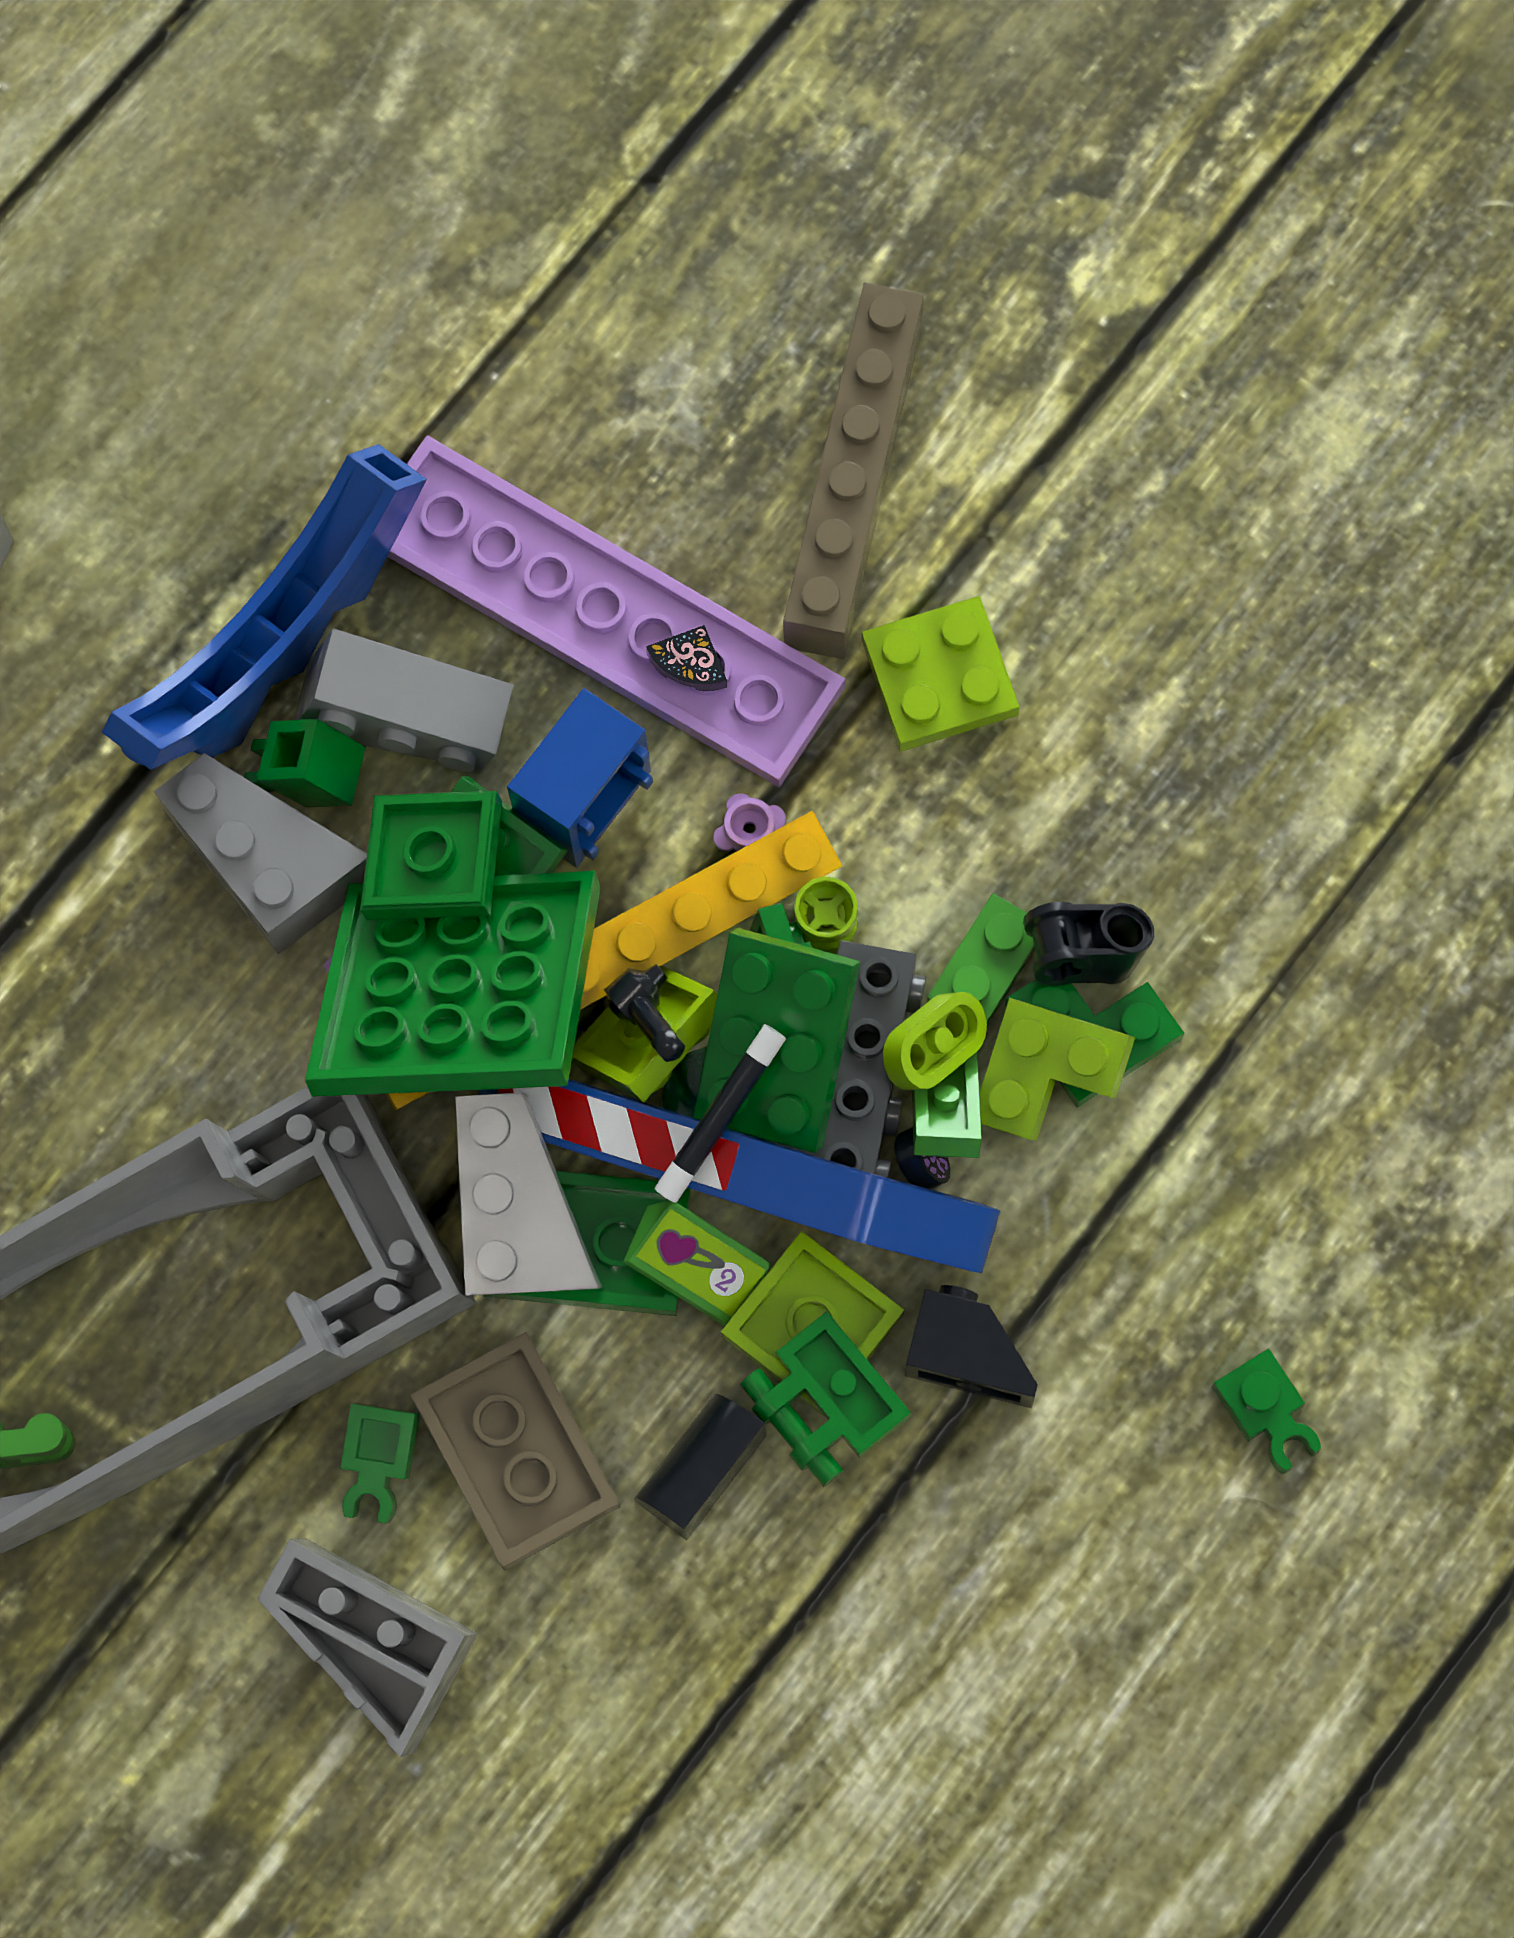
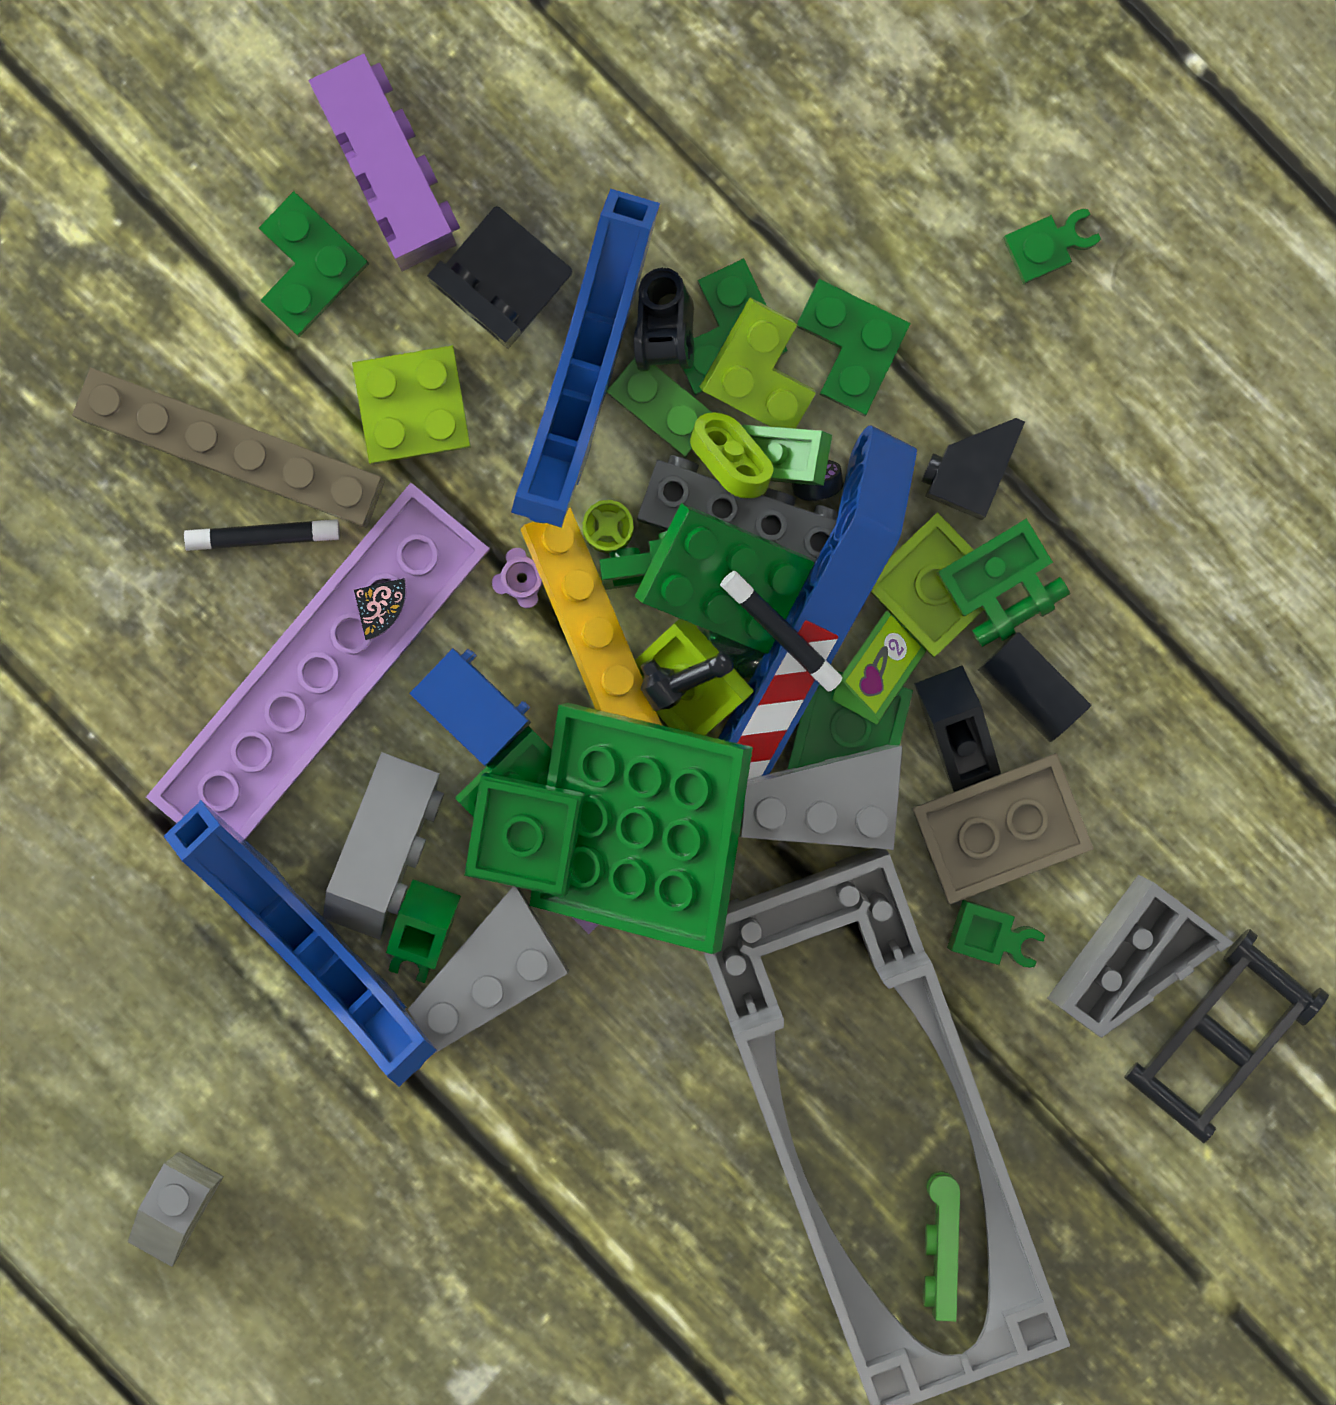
camera: 90 degrees left, 15 degrees up
(387, 1780) = (1303, 1009): none -> black piece
(635, 1374) = (958, 728): none -> black slope
(758, 527) = (261, 535): none -> black bar
(1021, 857) = (587, 358): none -> blue arch
(1090, 549) = (322, 264): none -> green plate
(1101, 1200) = (866, 339): none -> green plate
(1108, 748) = (501, 276): none -> black bracket
(1223, 596) = (383, 161): none -> medium lavender wedge

